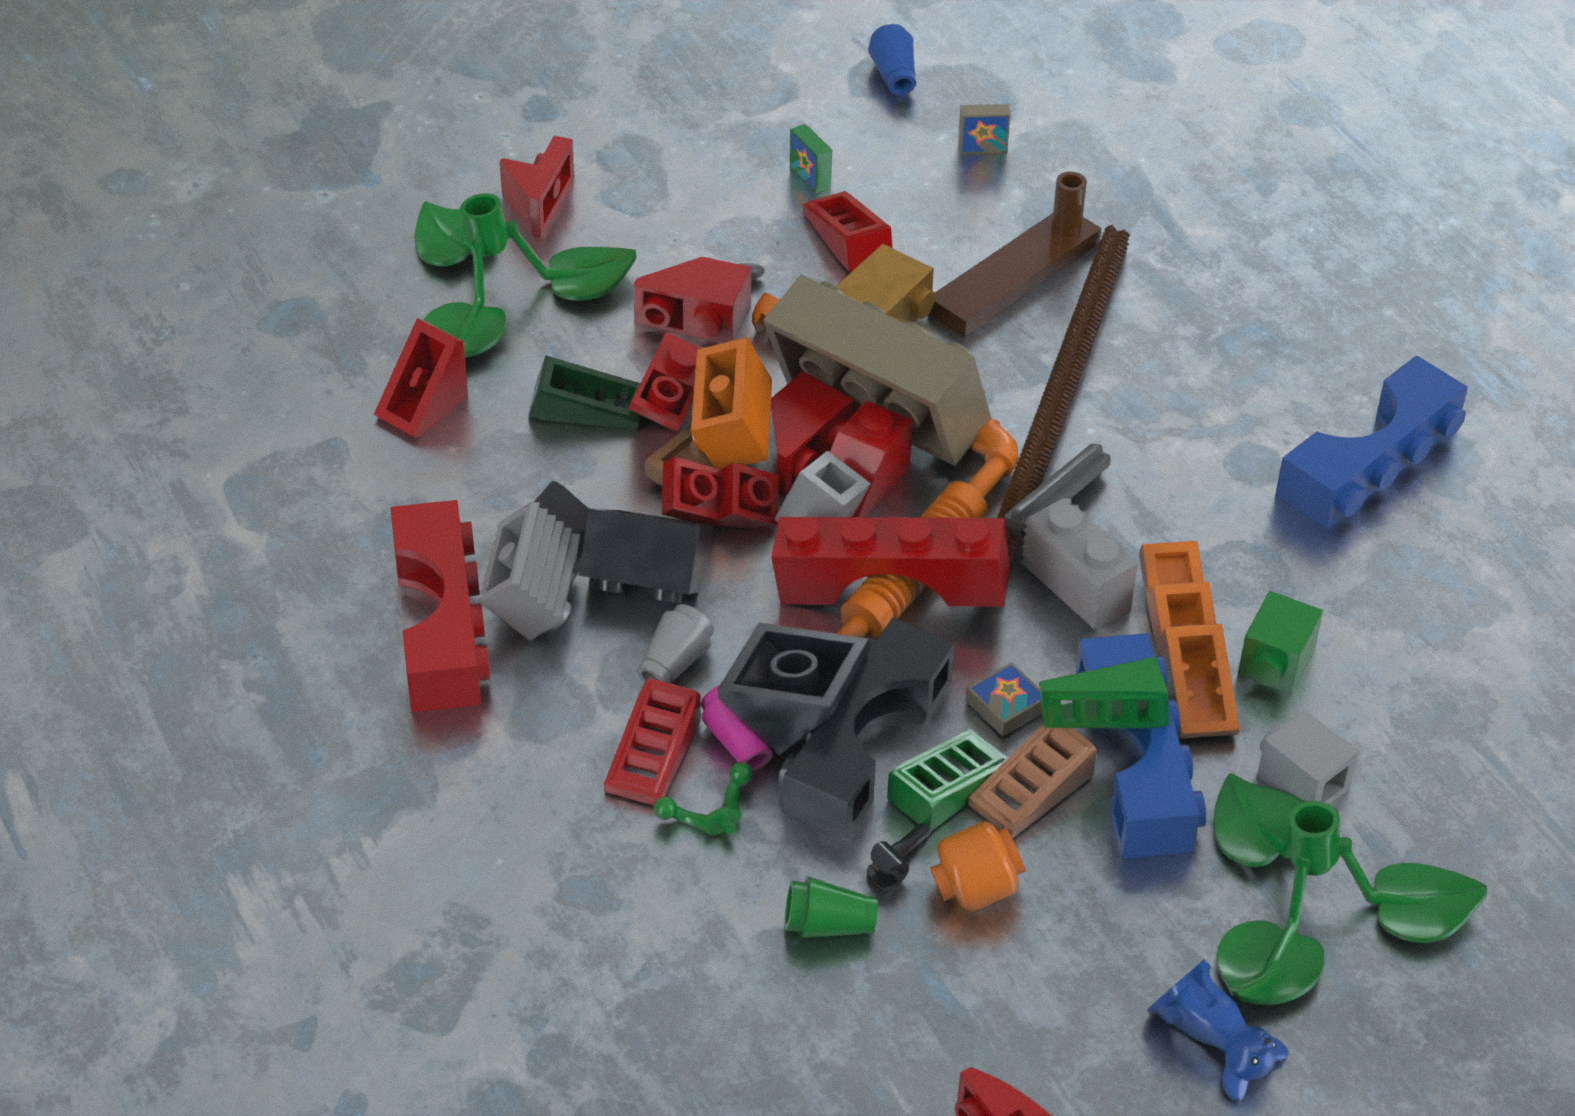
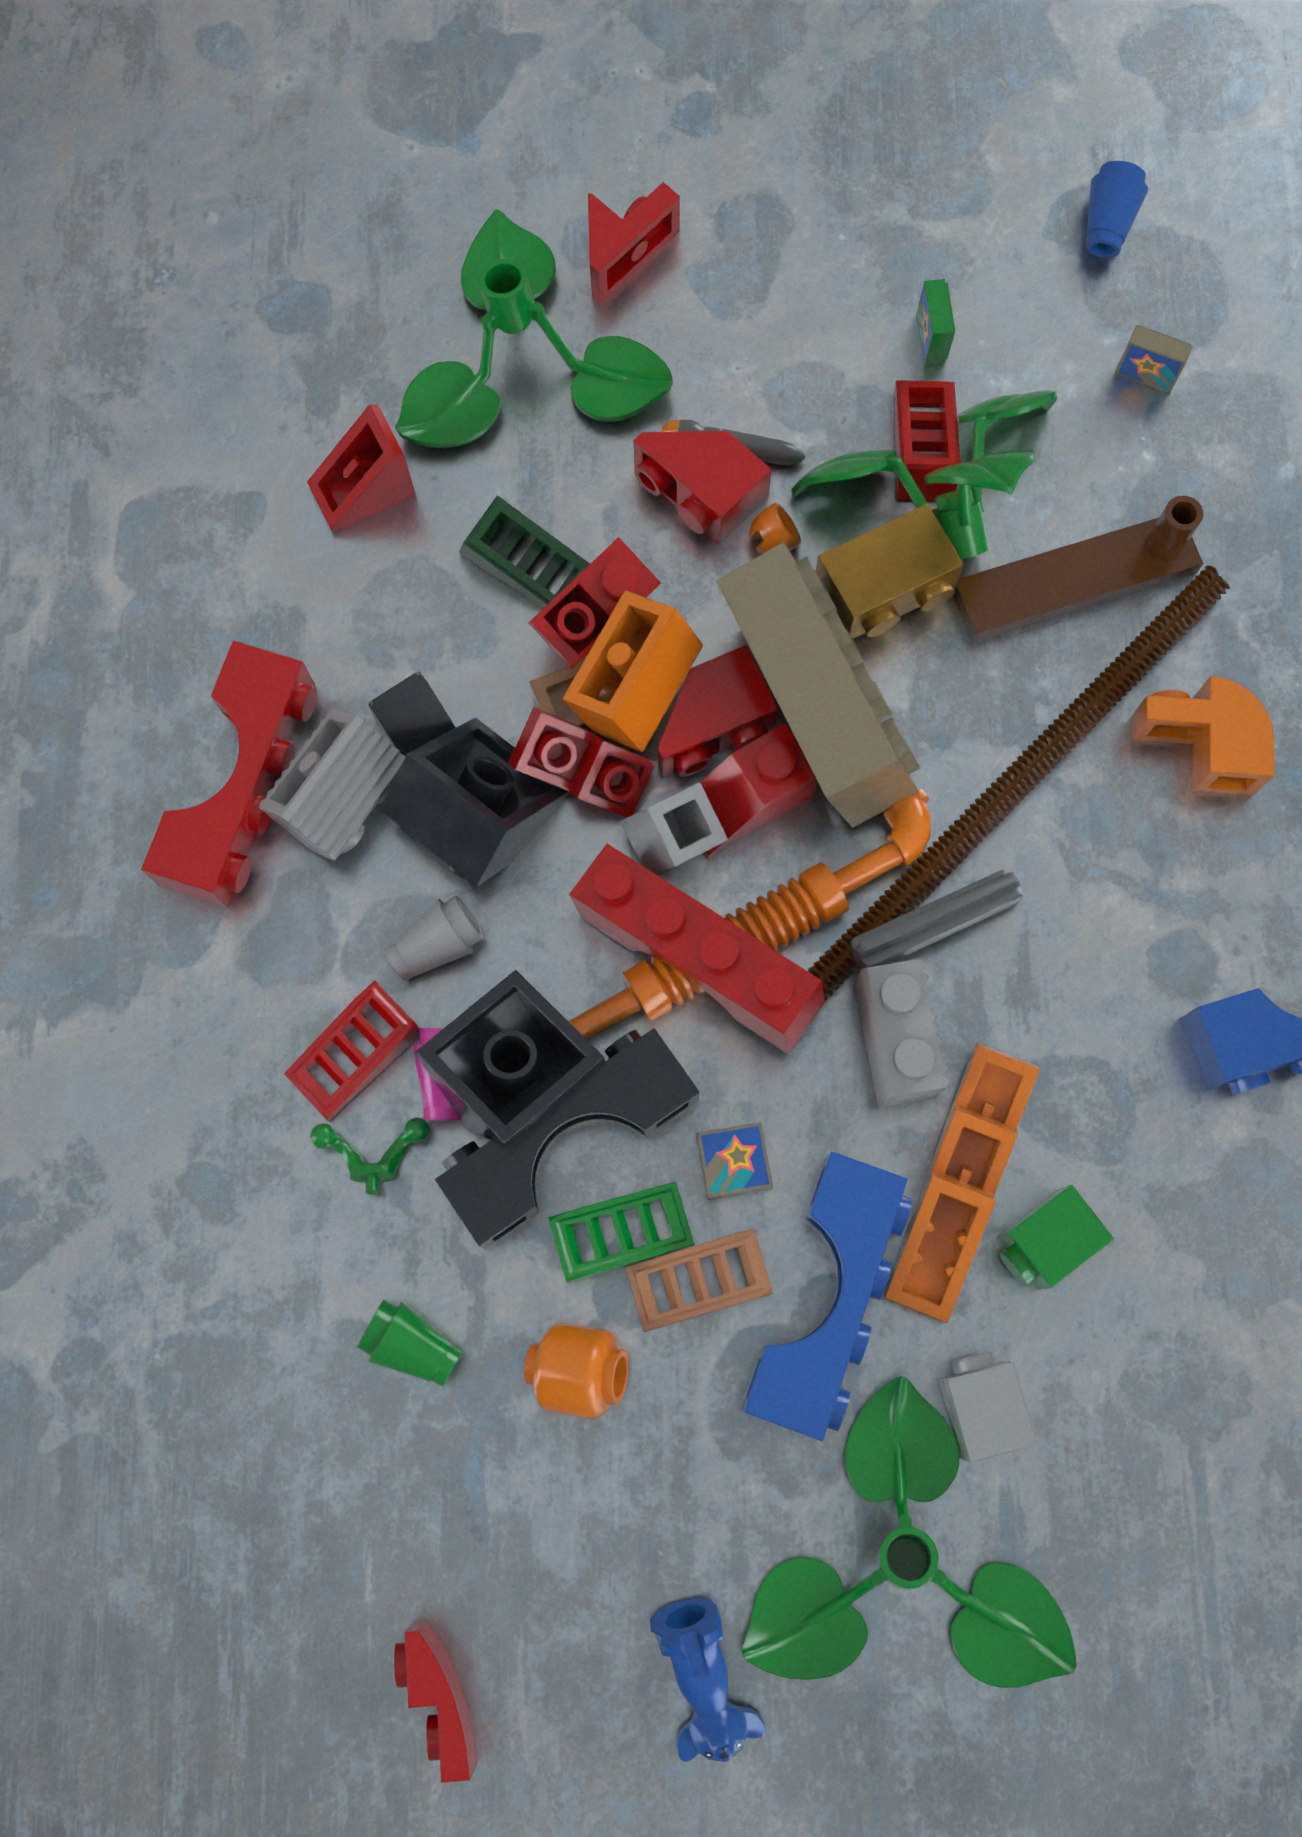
camera: 30 degrees right, 30 degrees up
(888, 865) = (498, 1309): black hand -> none
(893, 196) = (958, 510): none -> green plant
(1107, 697) = (823, 1270): green slope -> none
(1183, 309) = (1226, 729): none -> orange brick

